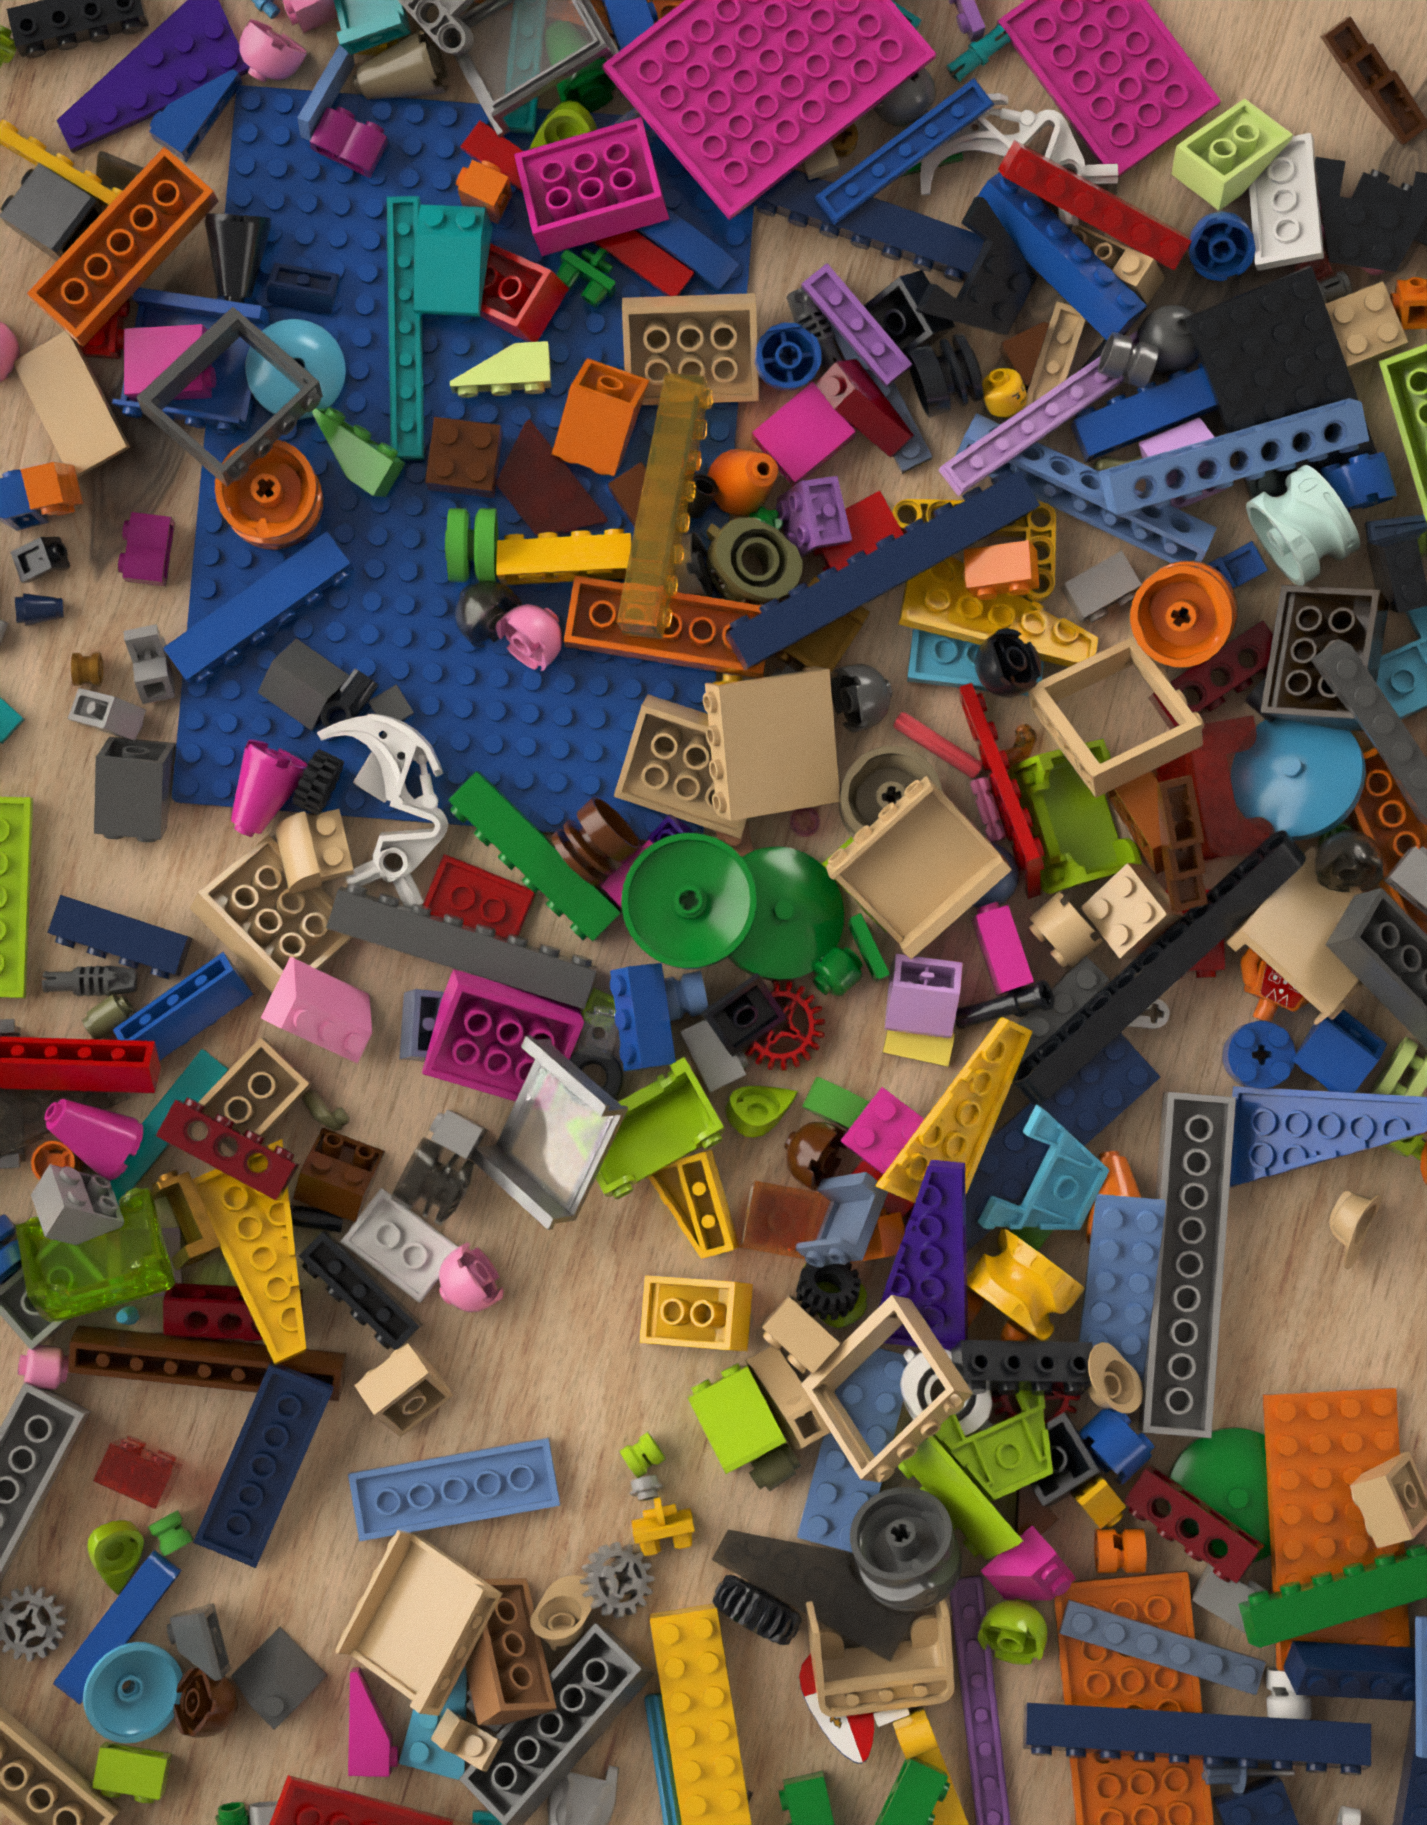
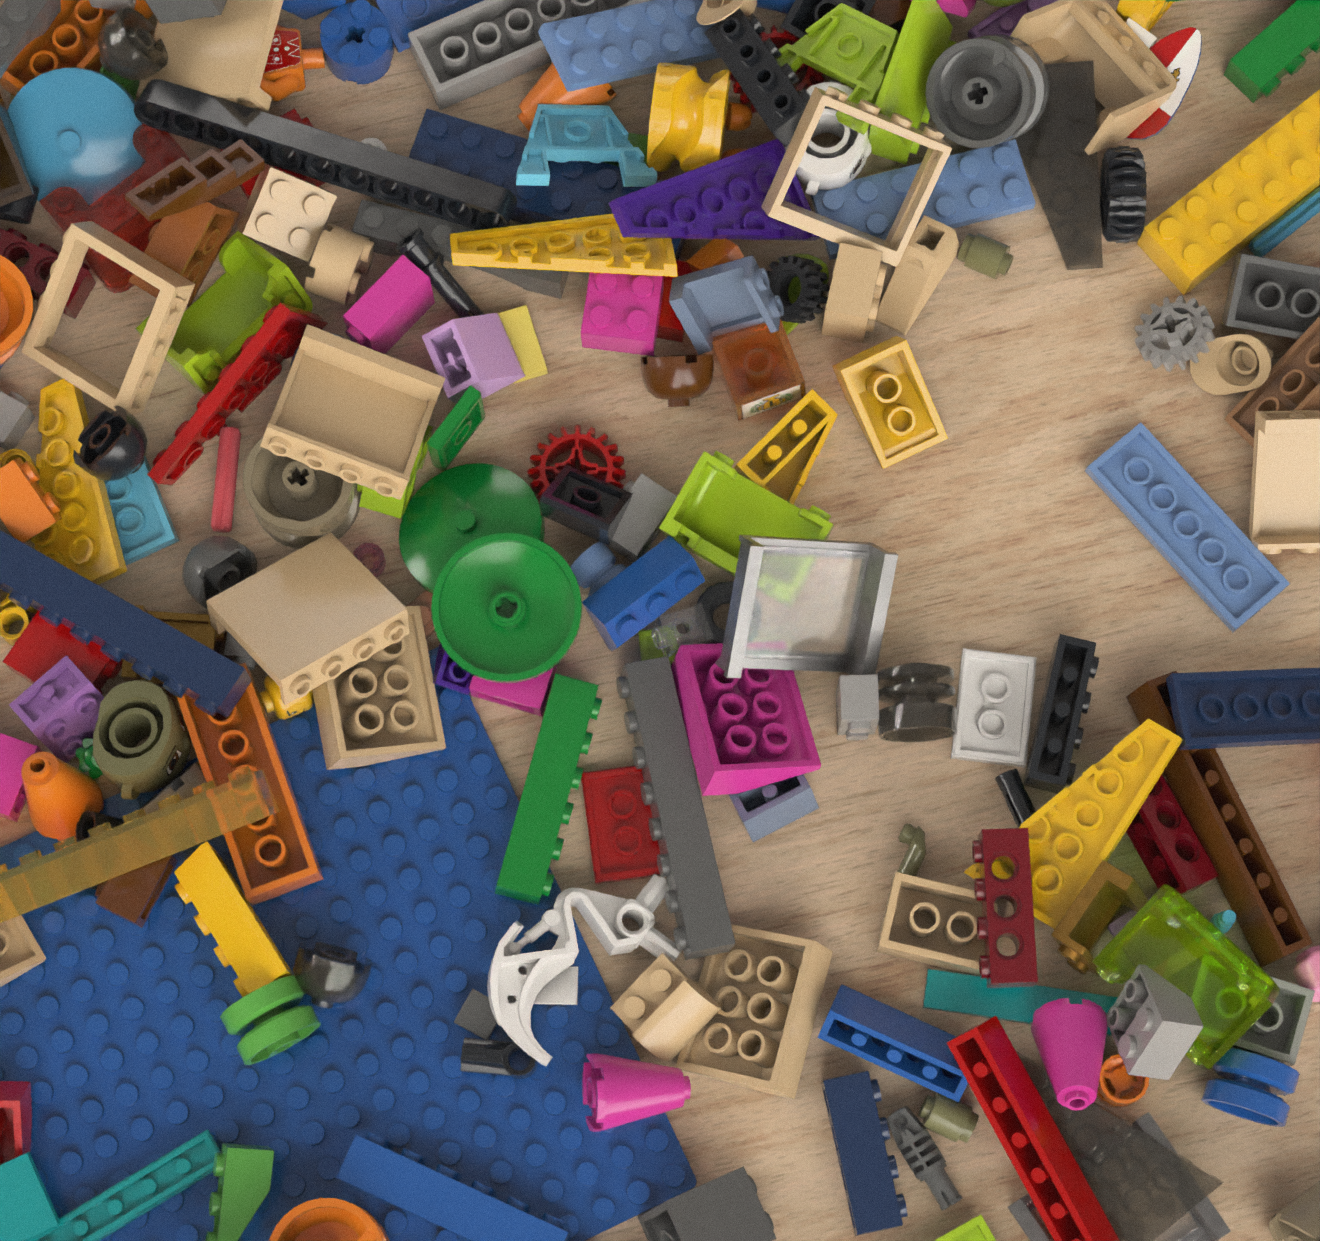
camera: 120 degrees left, 10 degrees down
(302, 683) = (505, 1116): dark grey slope -> none
(318, 782) = (595, 1036): black tyre -> none
(321, 1010) = (818, 902): bright pink slope -> none
(338, 1174) = (963, 800): reddish brown slope -> none
(403, 1390) = (1127, 618): tan brick -> none
(464, 457) = (184, 1085): reddish brown brick -> none
(469, 1280) = (989, 620): bright pink cylinder -> none
(514, 368) = (63, 1085): yellowish green slope -> none
(532, 635) = (330, 912): bright pink cylinder -> none
(544, 487) = (173, 990): clear red wing -> none
(591, 846) = (494, 731): reddish brown wheel -> none
(599, 417) = (70, 970): orange slope -> none
(636, 1460) = (1048, 375): lime wheel -> none
(645, 1487) = (1075, 357): light grey plate -> none
(663, 1523) = (1100, 323): yellow hips -> none
(736, 1417) = (963, 307): lime slope -> none
(758, 1108) = (667, 450): lime piece -> none
(834, 1103) = (620, 382): bright green slope -> none
(837, 971) = (495, 448): green head -> none
(988, 809) = (260, 402): bright pink axle -> none
(1023, 744) = (179, 401): clear orange arm -> none

